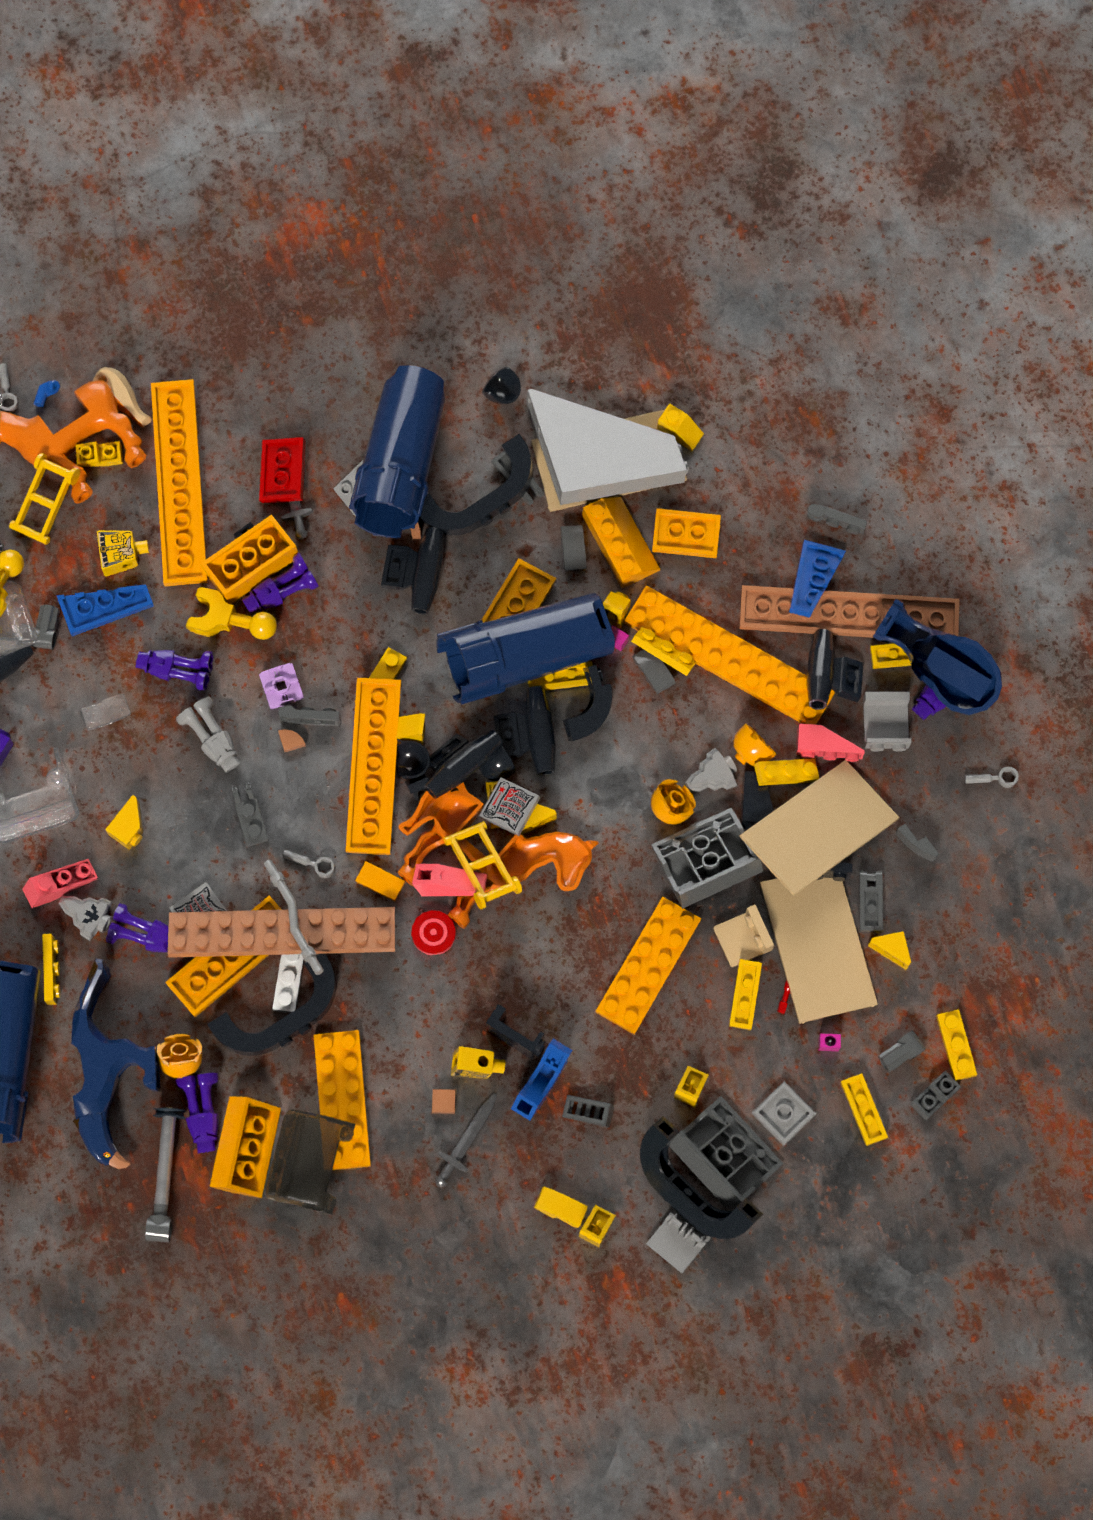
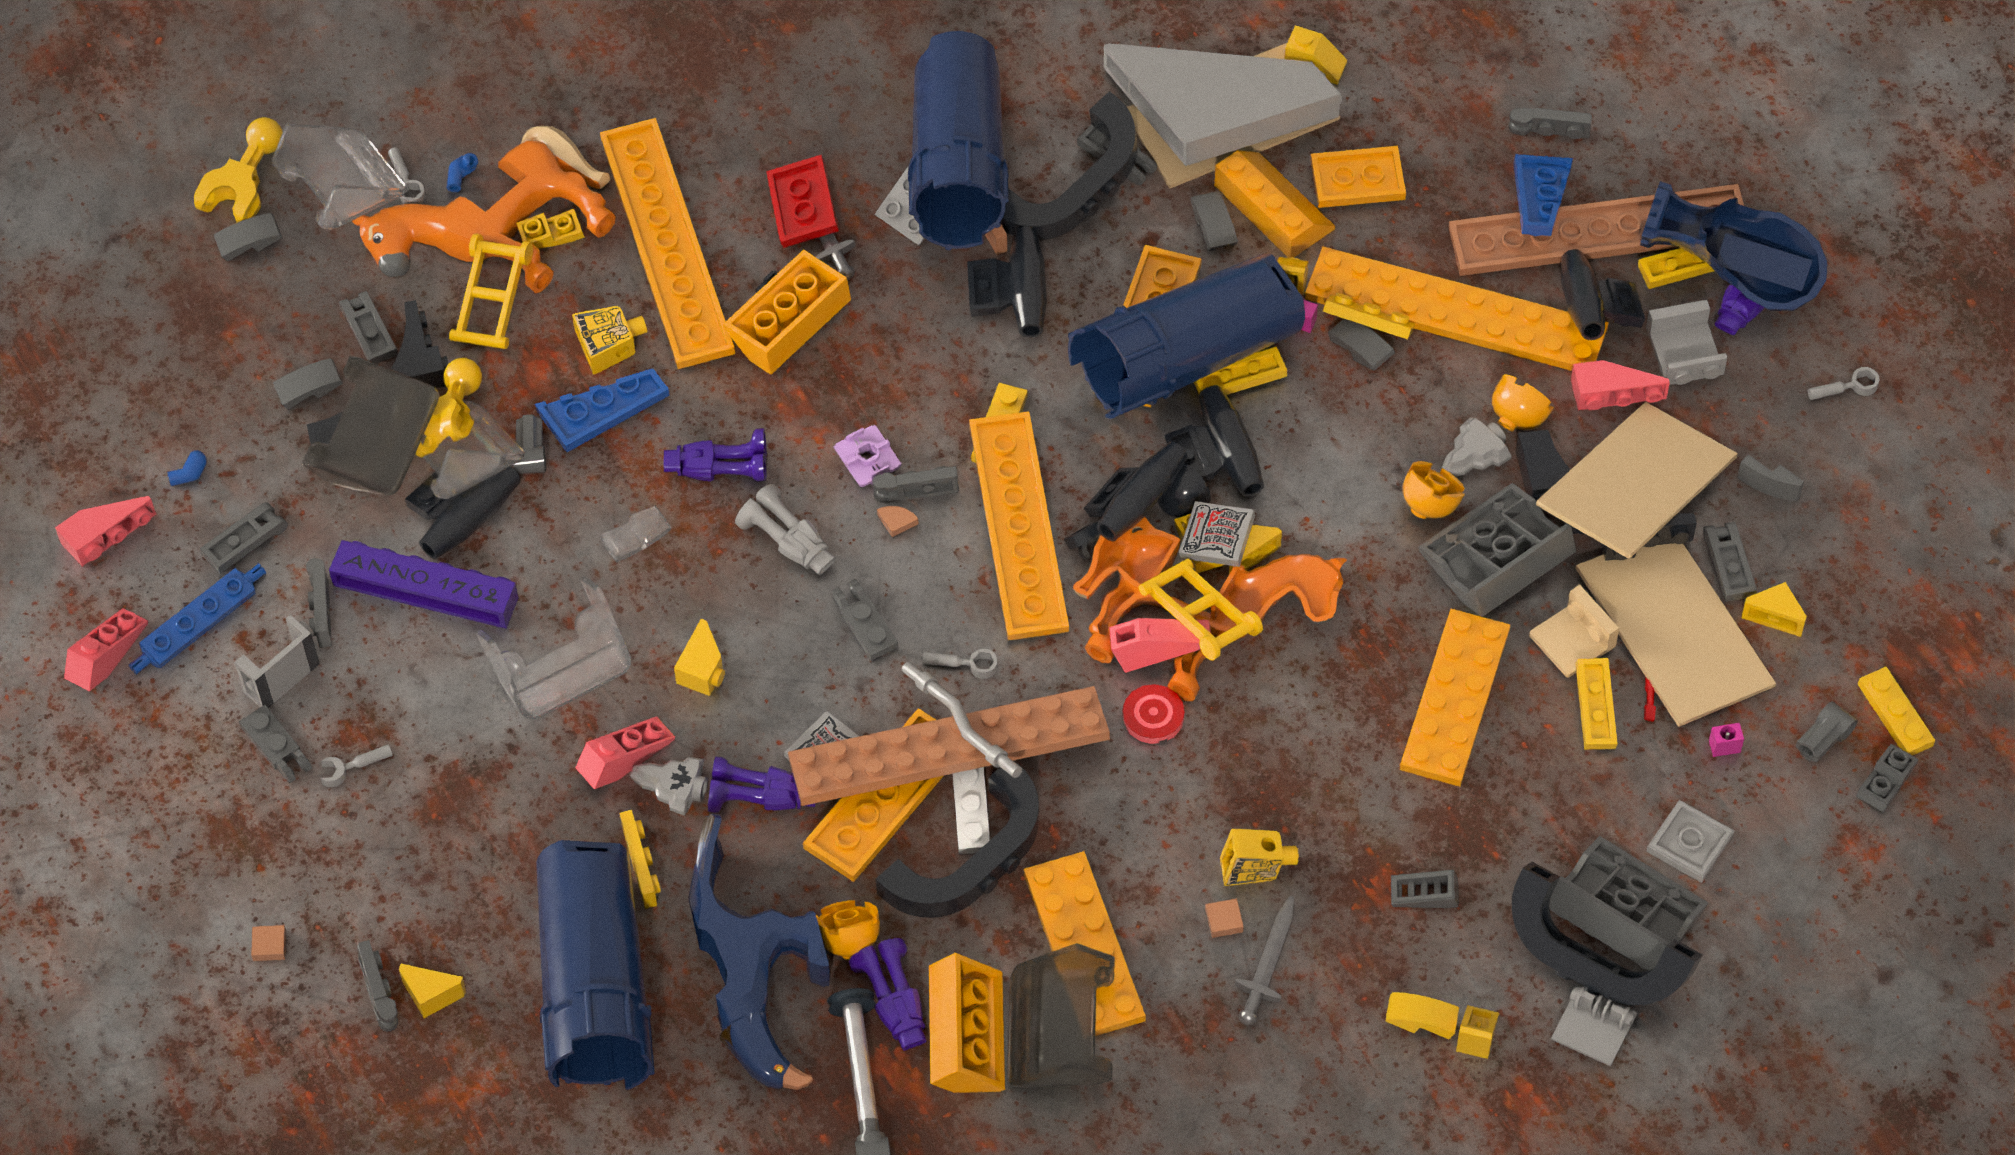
camera: 10 degrees left, 15 degrees down
(223, 615) = (766, 387): yellow piece -> none
(267, 594) = (823, 351): dark purple piece -> none
(380, 881) = (1063, 665): light orange tile -> none
(411, 728) = (1060, 467): yellow slope -> none
(411, 760) = (1068, 506): black helmet -> none
(503, 387) = (1069, 51): black helmet -> none
(514, 1039) = (1300, 812): black panel -> none
(542, 1080) = (1354, 856): blue arch -> none
(596, 710) = (1300, 400): black arch -> none
(690, 1086) = (1555, 834): yellow slope -> none
(786, 772) = (1572, 425): yellow plate -> none
(864, 1109) = (1797, 813): yellow plate -> none

